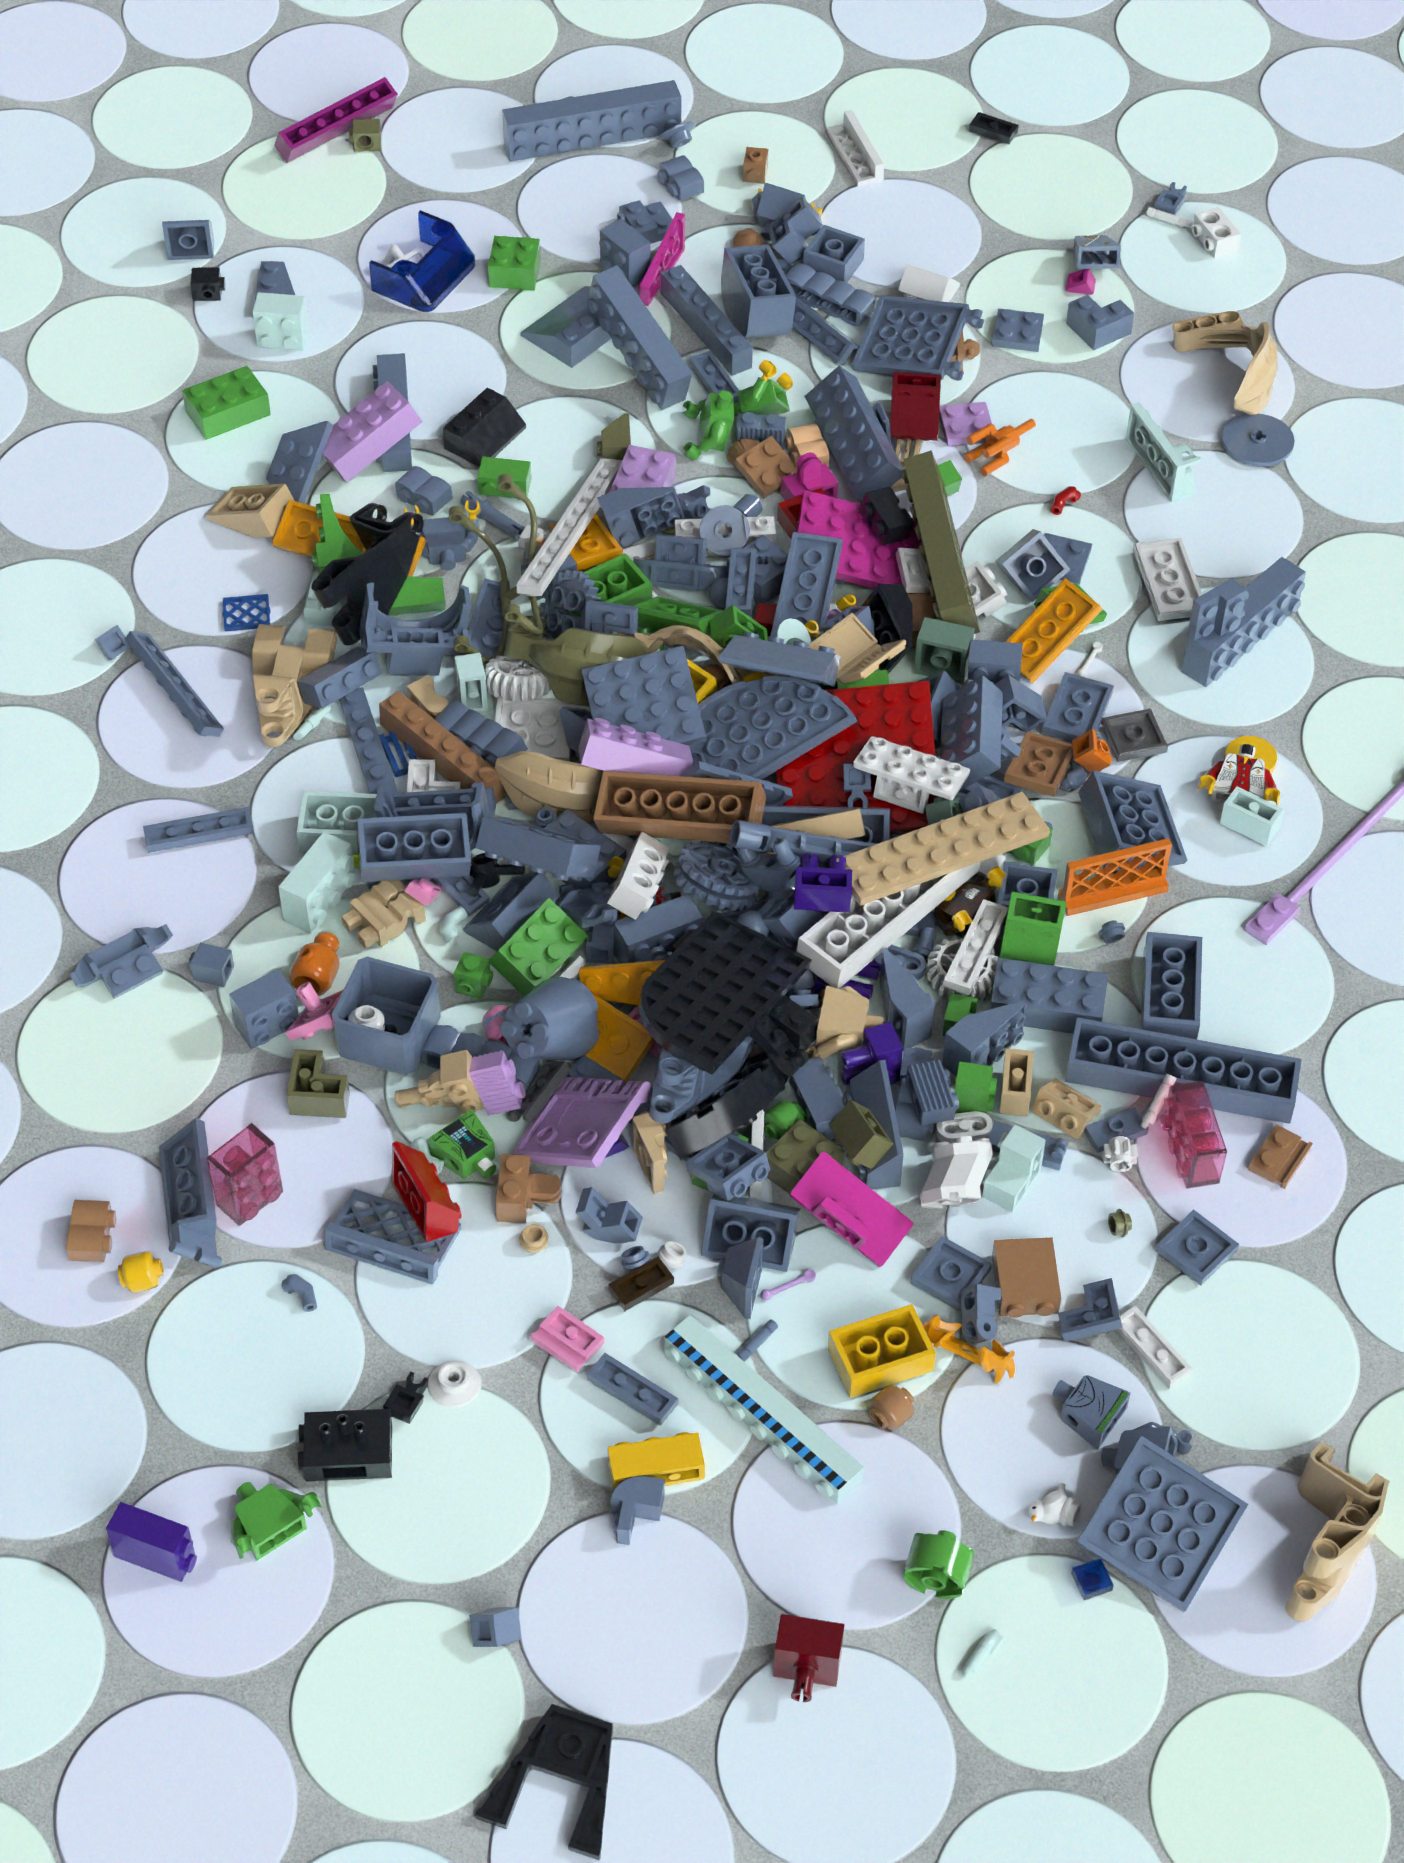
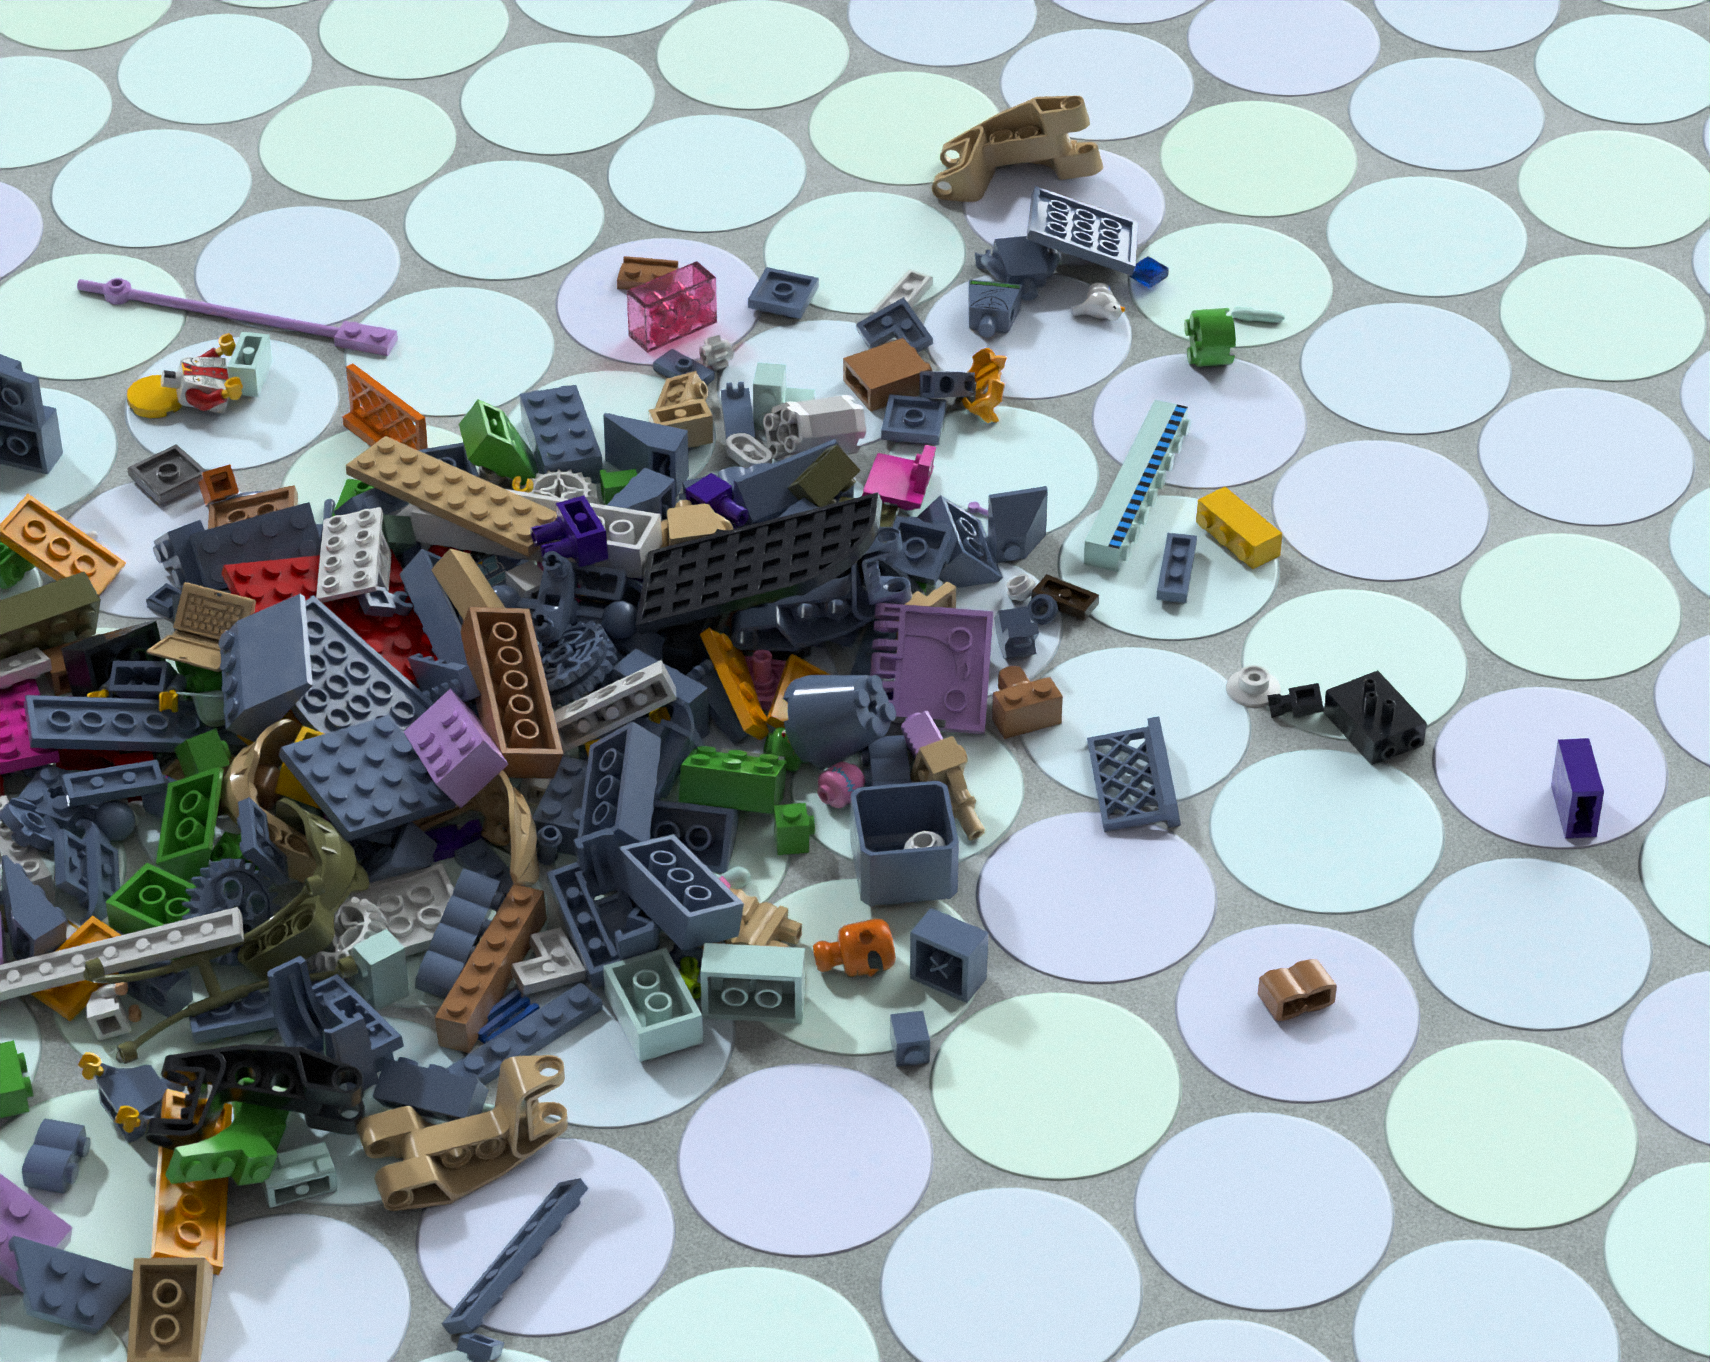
camera: 115 degrees left, 10 degrees down
(124, 962) = (950, 1116): sand blue plate -> none
(140, 1271) = (1313, 928): yellow head -> none
(189, 1195) = (1202, 926): sand blue hinge -> none
(198, 829) = (727, 1136): sand blue plate -> none
(245, 599) = (336, 1235): blue window -> none
(245, 1174) = (1166, 869): clear pink brick -> none
(268, 1518) = (1489, 738): bright green torso -> none
(303, 1288) = (1239, 814): sand blue arm -> none
(313, 1091) = (1016, 886): olive brick -> none
(315, 1015) = (924, 891): bright pink plate -> none
(421, 1144) = (1029, 792): light aqua arm -> none
(423, 1193) = (1086, 755): red slope -> none
(424, 696) = (416, 1015): tan leg -> none
(465, 1146) = (1000, 761): bright green torso -> none
(493, 515) = (62, 1087): sand blue pin -> none
(495, 1627) = (1464, 567): sand blue panel -> none
(533, 1238) = (1068, 682): tan plate -> none
(567, 1339) = (1157, 623): bright pink plate -> none
(570, 1749) = (1533, 496): black wing -> none
(634, 1499) = (1294, 527): sand blue brick -> none
(757, 838) = (516, 578): sand blue piece -> none
(757, 1340) = (1070, 516): sand blue wheel -> none
(808, 1653) = (1346, 380): dark red brick -> none
(881, 1351) = (1031, 426): yellow brick -> none
(891, 1407) = (1077, 414): medium nougat head -> none
(931, 1092) = (742, 454): sand blue brick -> none
(943, 647) = (123, 602): sand green brick -> none
(975, 1088) = (713, 441): bright green brick -> none
(976, 947) = (547, 476): white plate -> none
(994, 660) = (138, 565): sand blue brick -> none
(1077, 707) = (147, 518): sand blue plate -> none
(1112, 932) = (448, 423): sand blue plate -> none
(1119, 1223) = (788, 340): olive plate -> none
(1128, 814) = (305, 440): sand blue slope -> none
(1138, 1060) = (599, 335): sand blue brick -> none
(1158, 1101) = (652, 331): white wheel -> none
(1171, 984) = (504, 363): sand blue brick -> none

